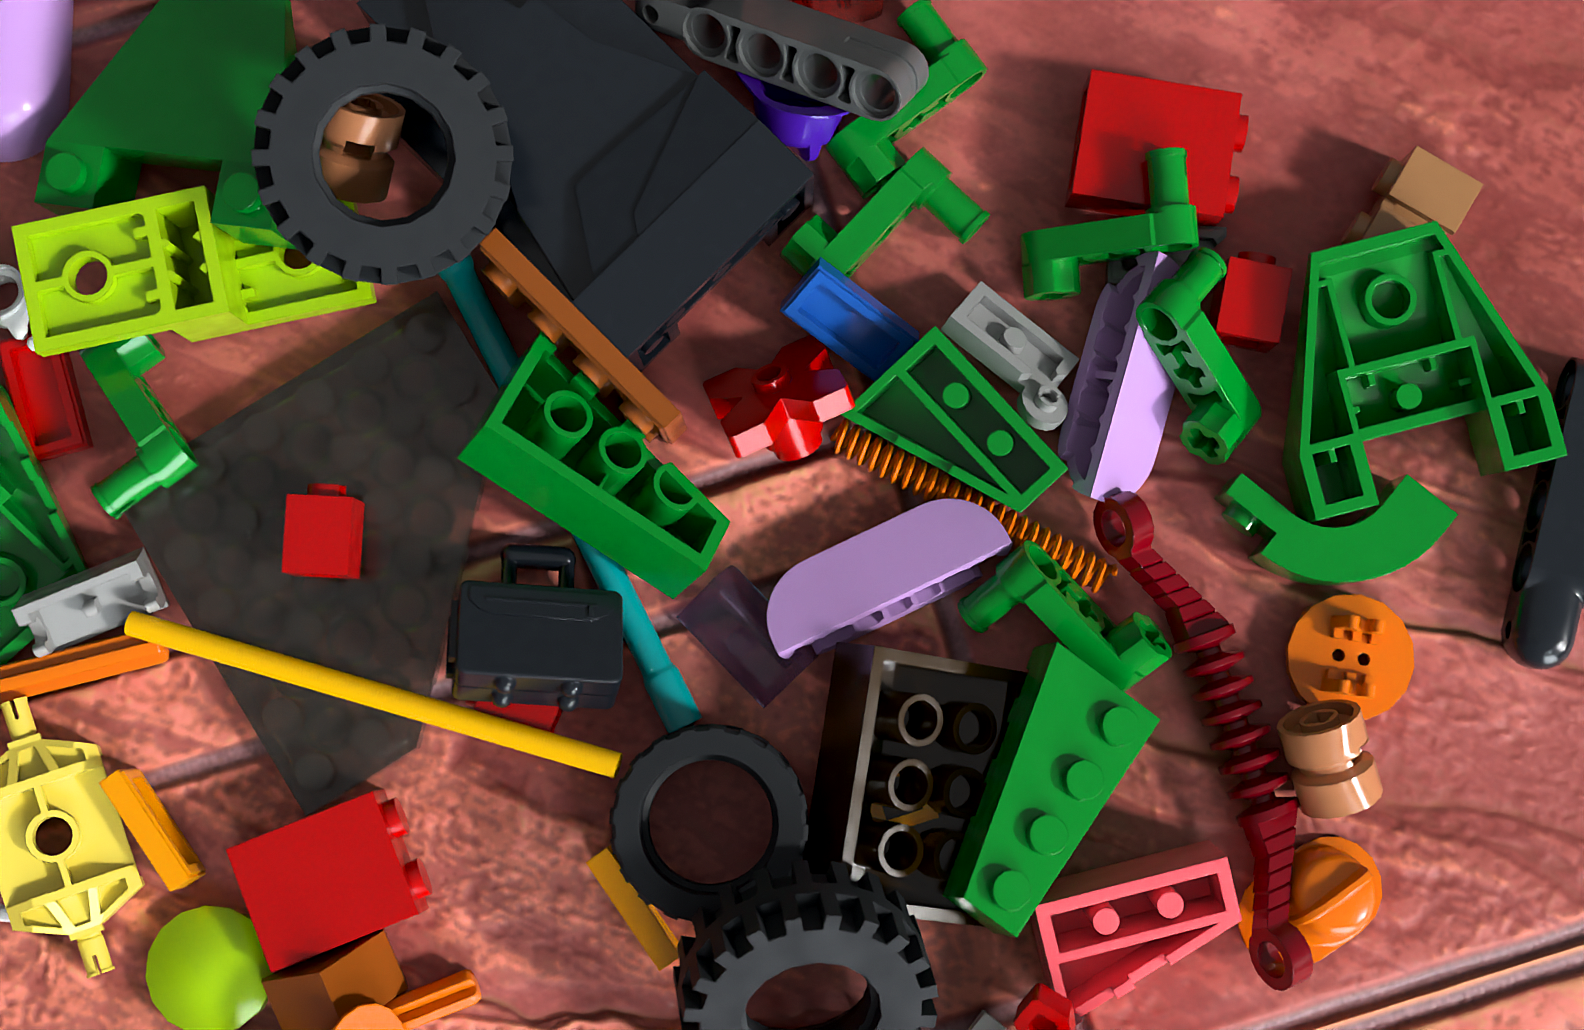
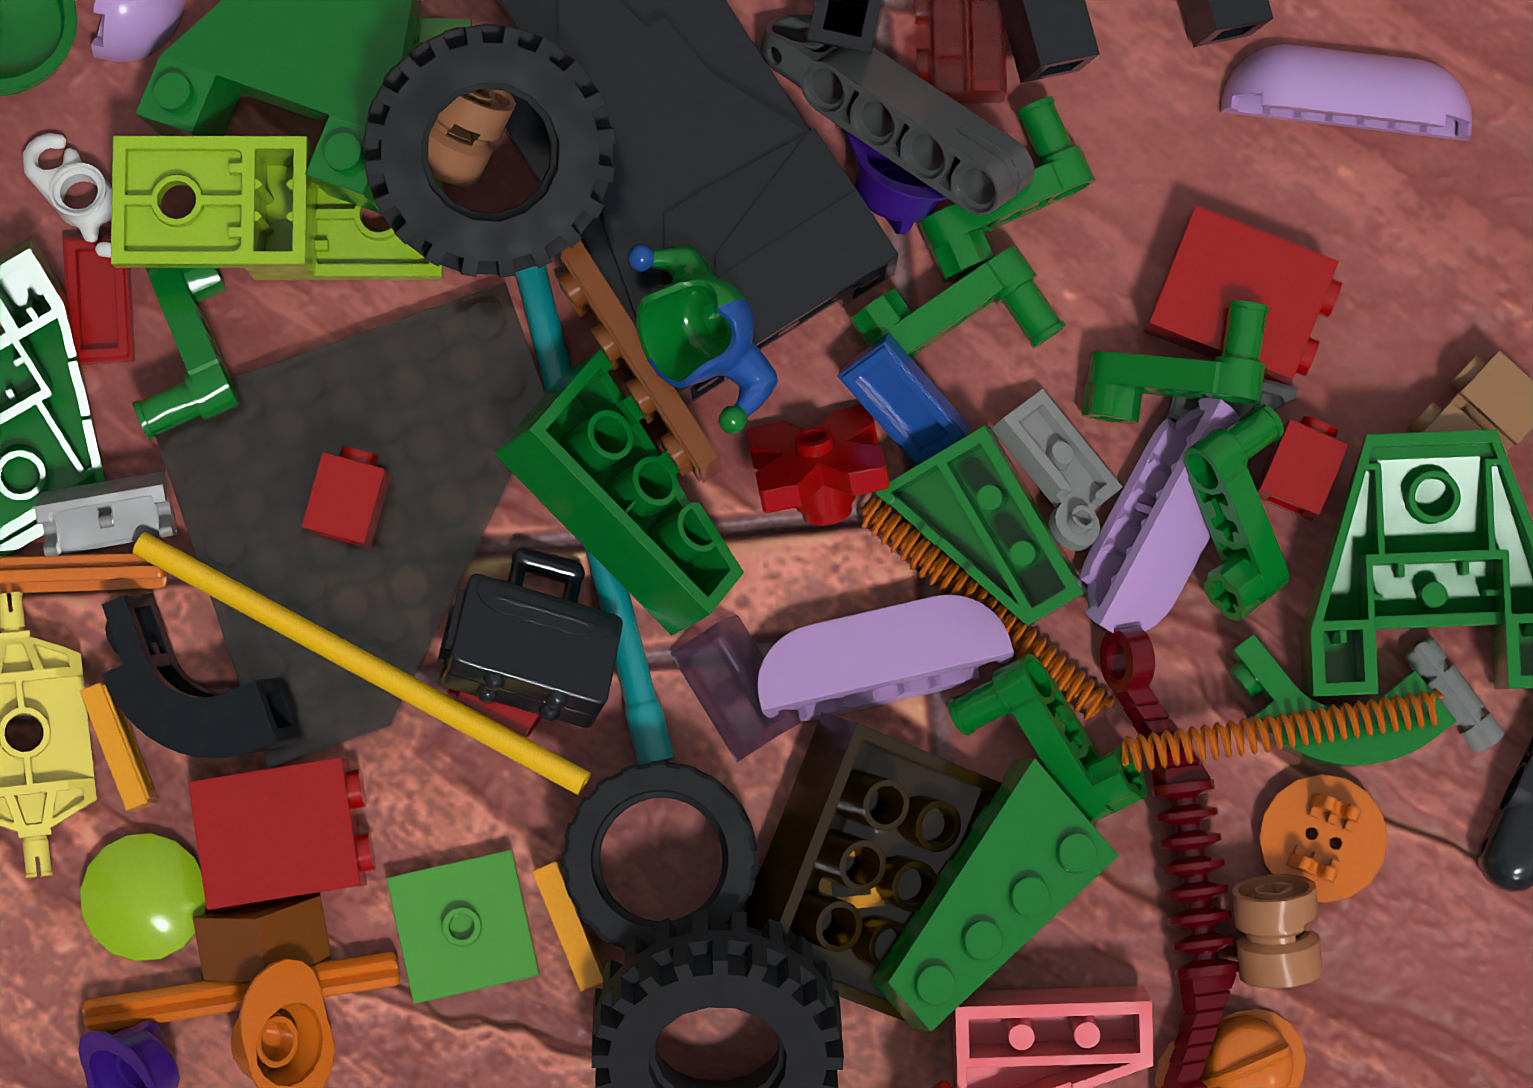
camera: 15 degrees right, 0 degrees up
(197, 778) = (177, 710): none -> black arch
(531, 929) = (463, 926): none -> bright green plate
(634, 289) = (701, 330): none -> green piece
(1309, 545) = (1238, 732): none -> orange piece
(1475, 518) = (1459, 698): none -> light grey axle

